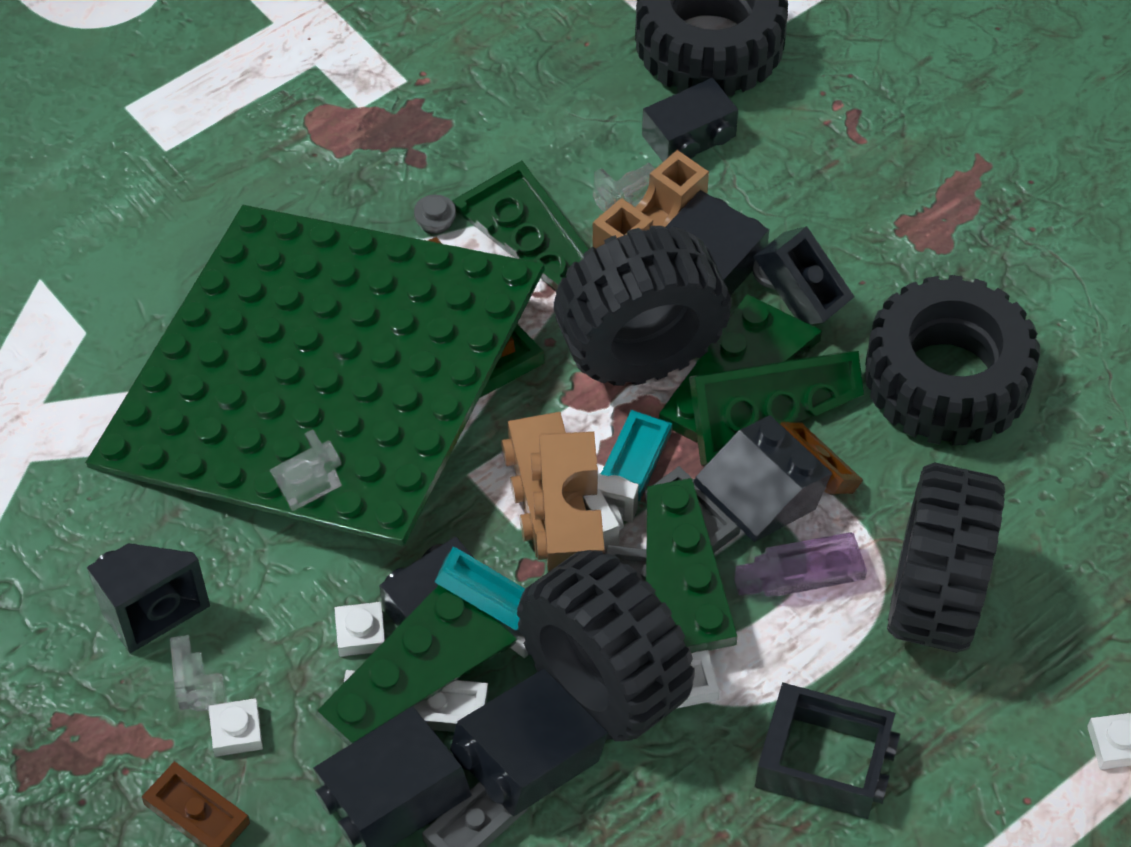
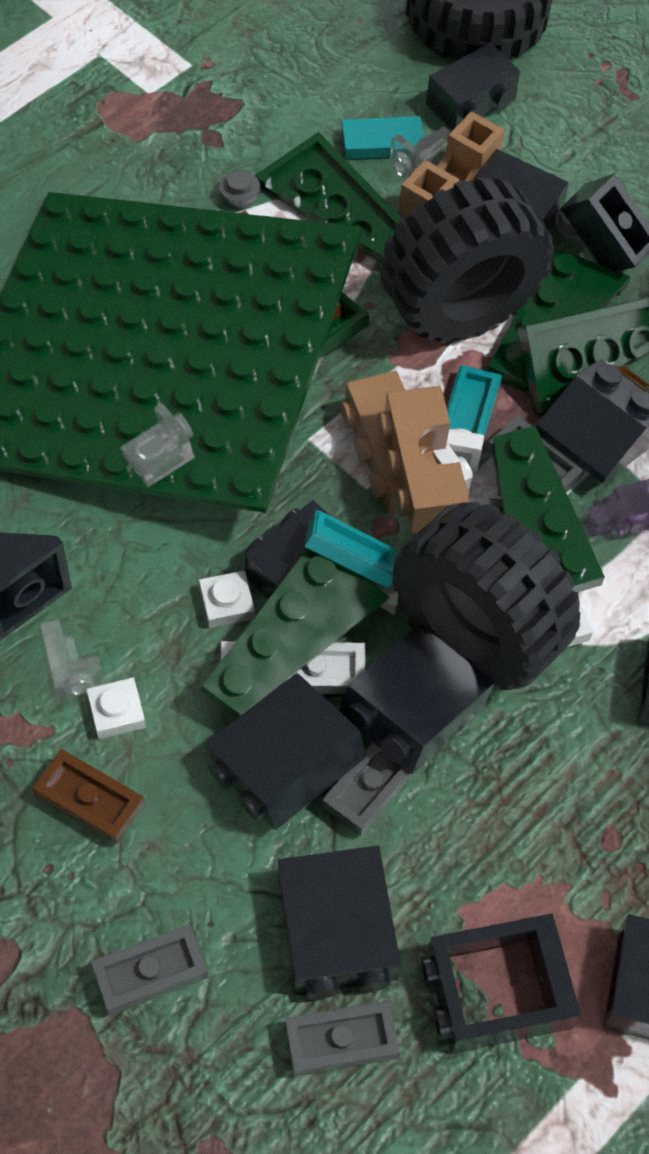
camera: 10 degrees left, 5 degrees up
(576, 166) = (373, 135): none -> teal tile

